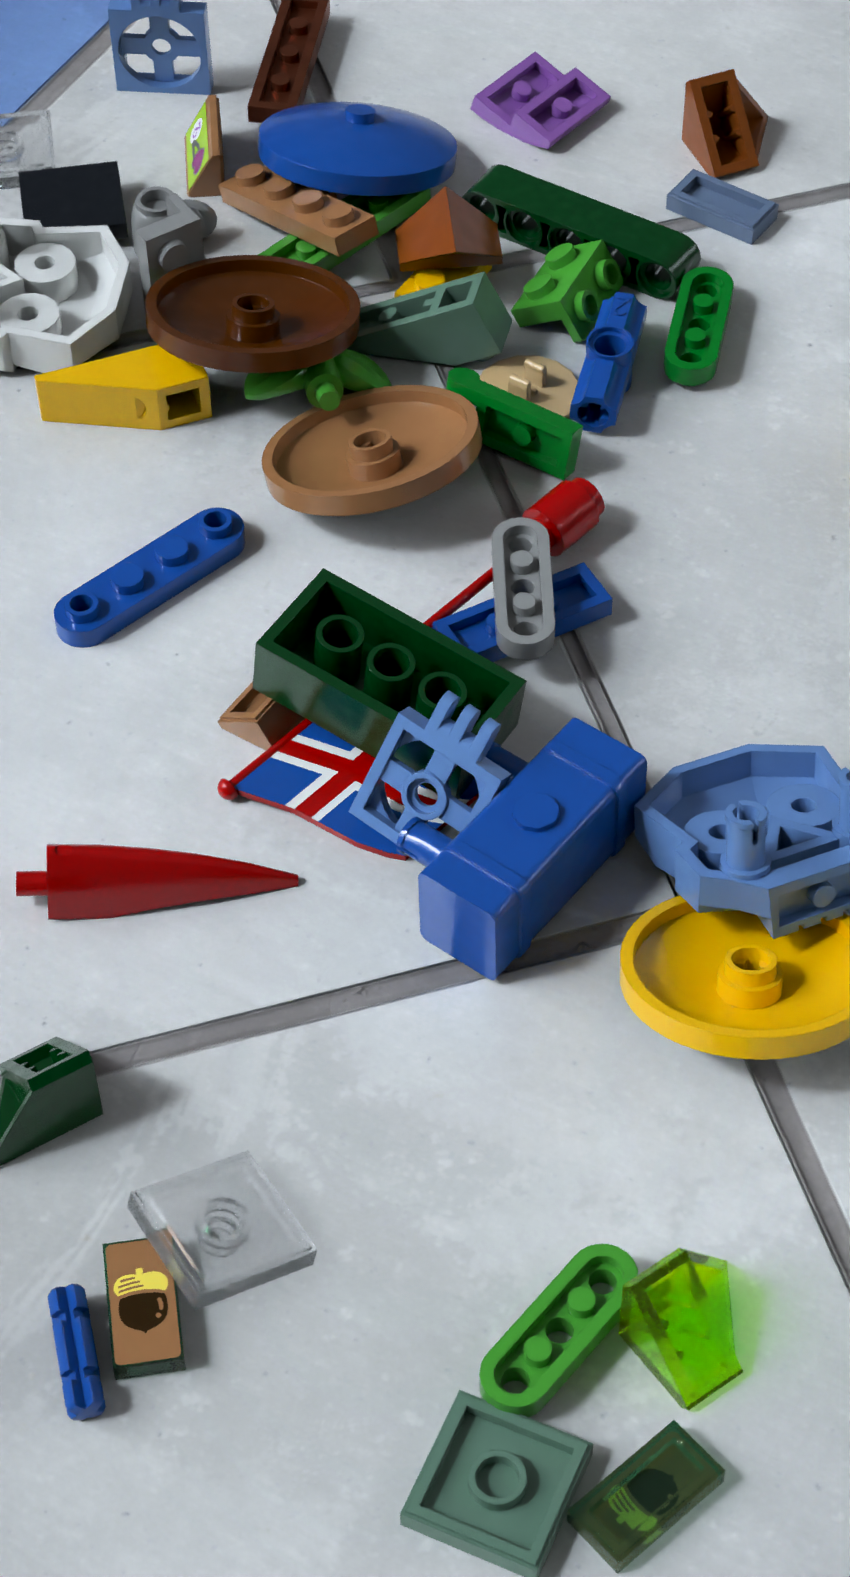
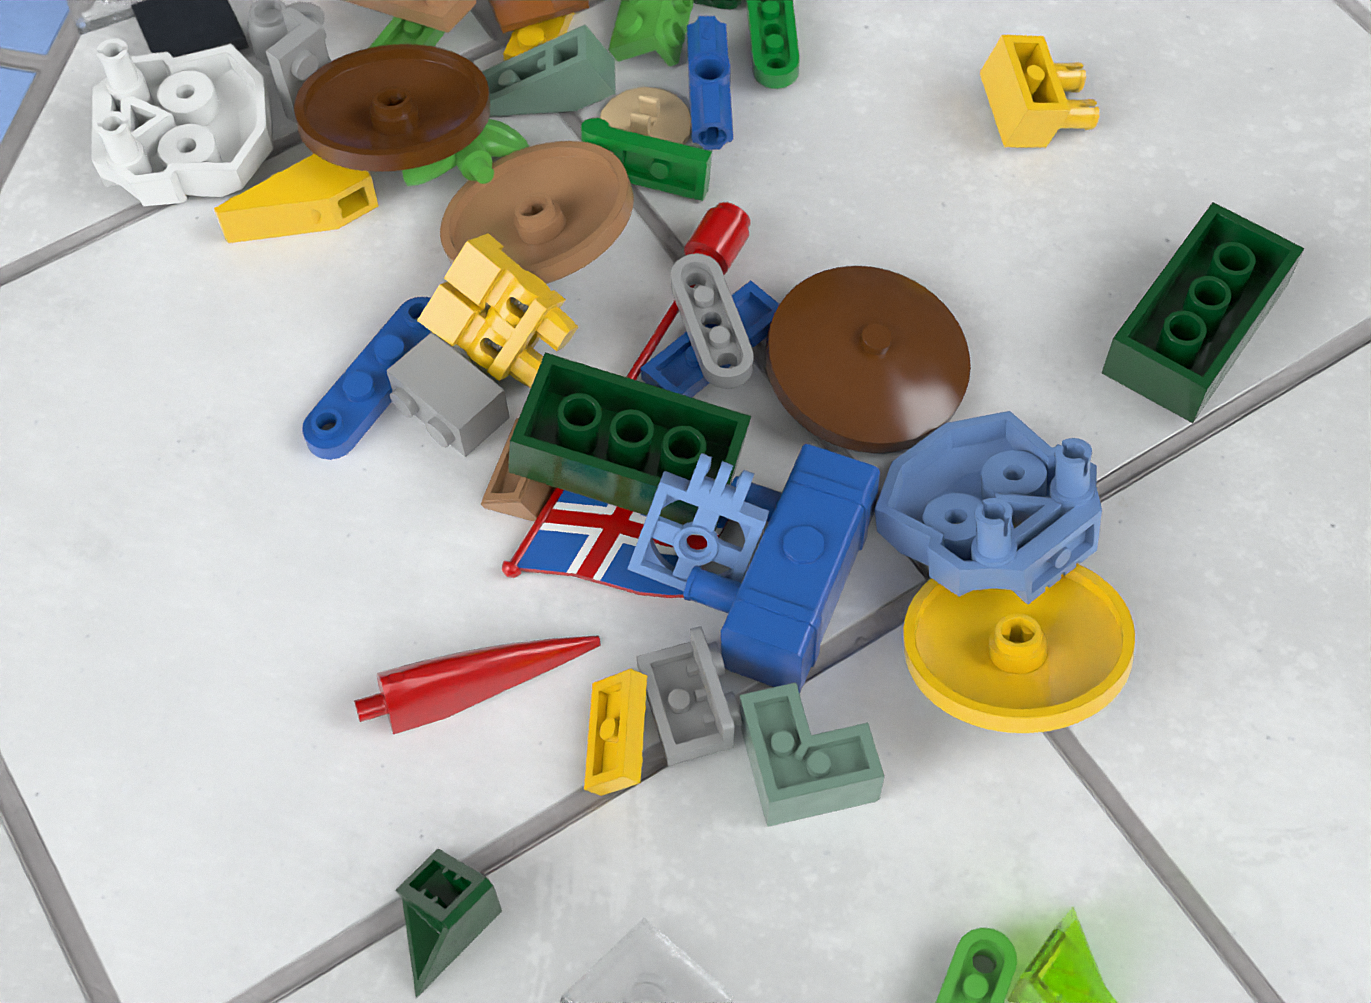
camera: 15 degrees left, 10 degrees up
(215, 604) = (447, 395): none -> light grey brick
(280, 966) = (616, 732): none -> yellow plate
(292, 525) = (497, 312): none -> yellow hips
(368, 954) = (688, 699): none -> light grey bracket
(475, 1049) = (804, 772): none -> sand green panel
(685, 664) = (867, 359): none -> reddish brown dish

